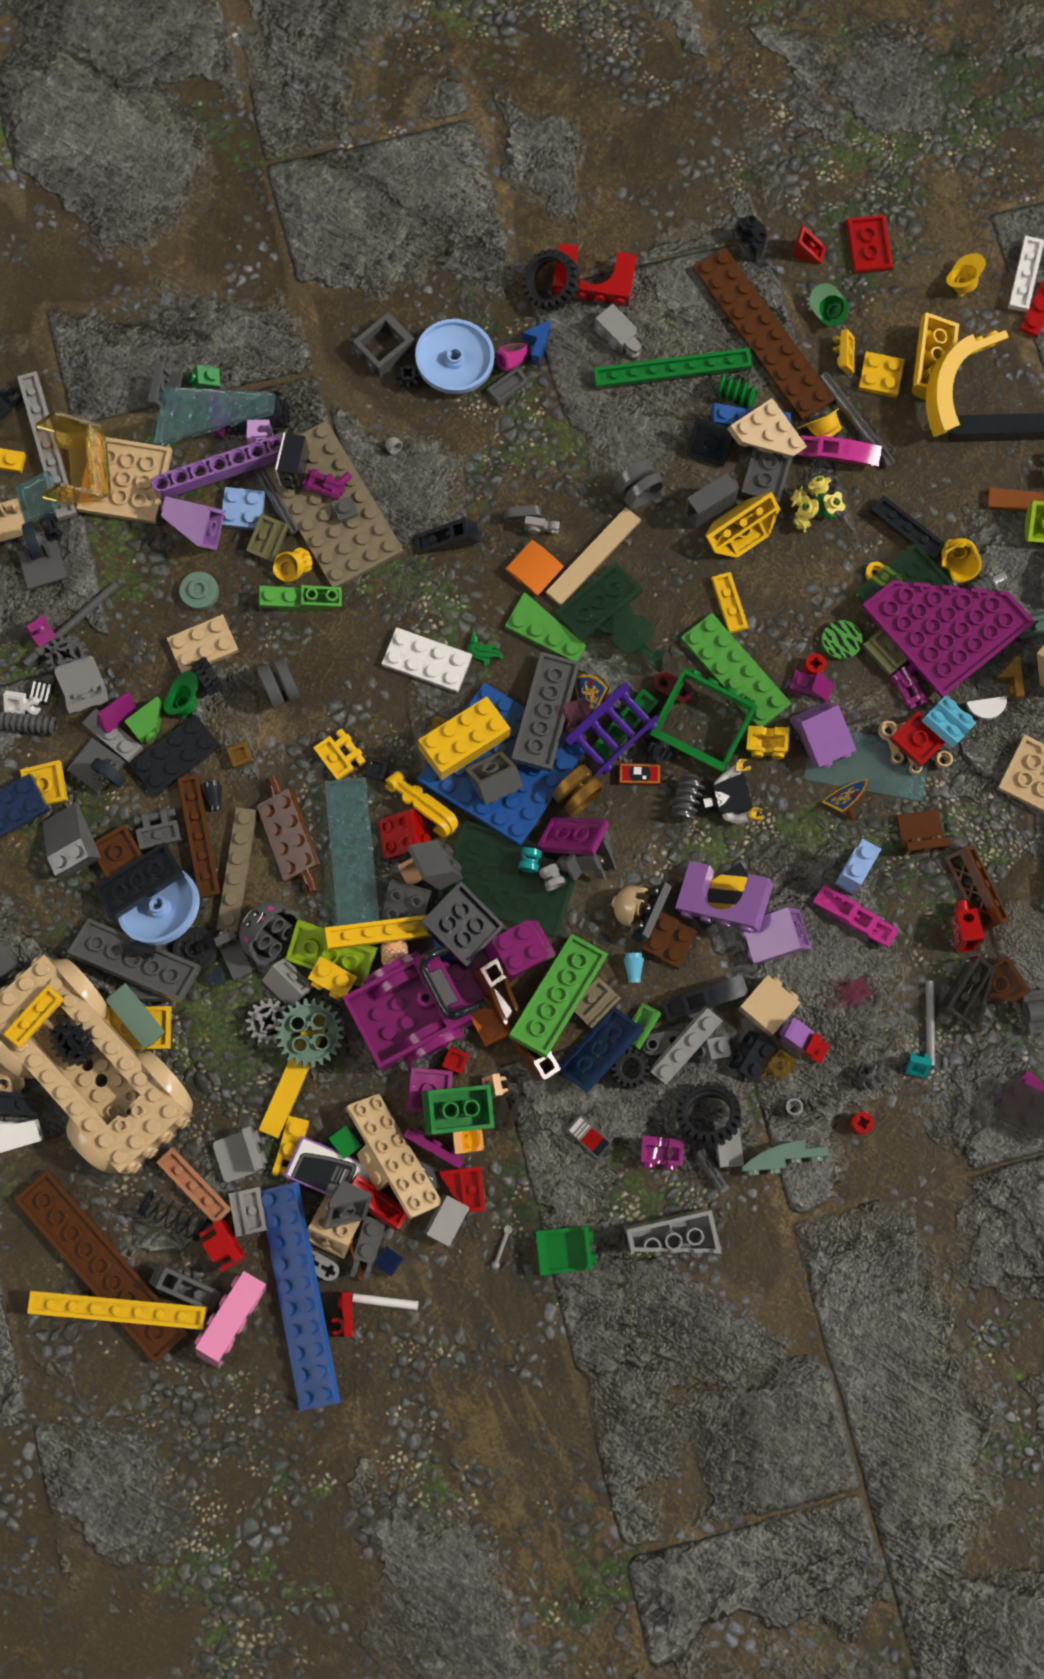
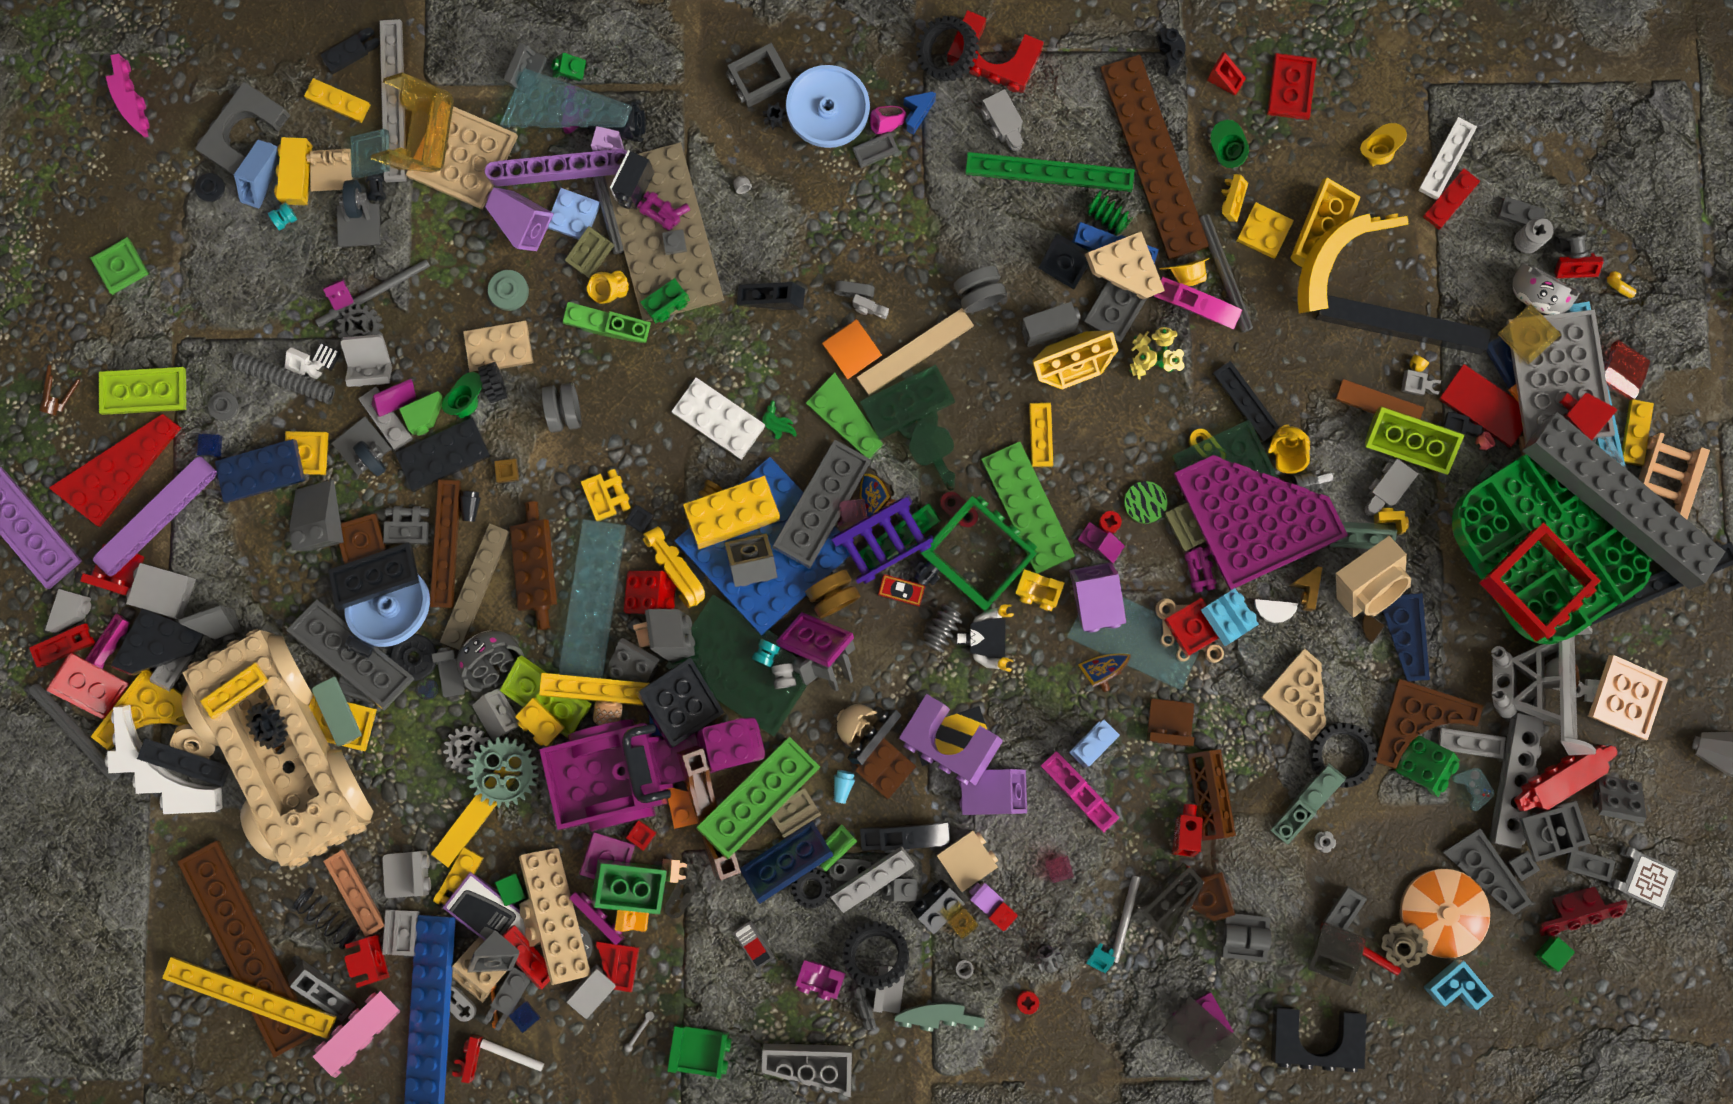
camera: 20 degrees right, 5 degrees up
(350, 564) = (665, 301): none -> green bracket

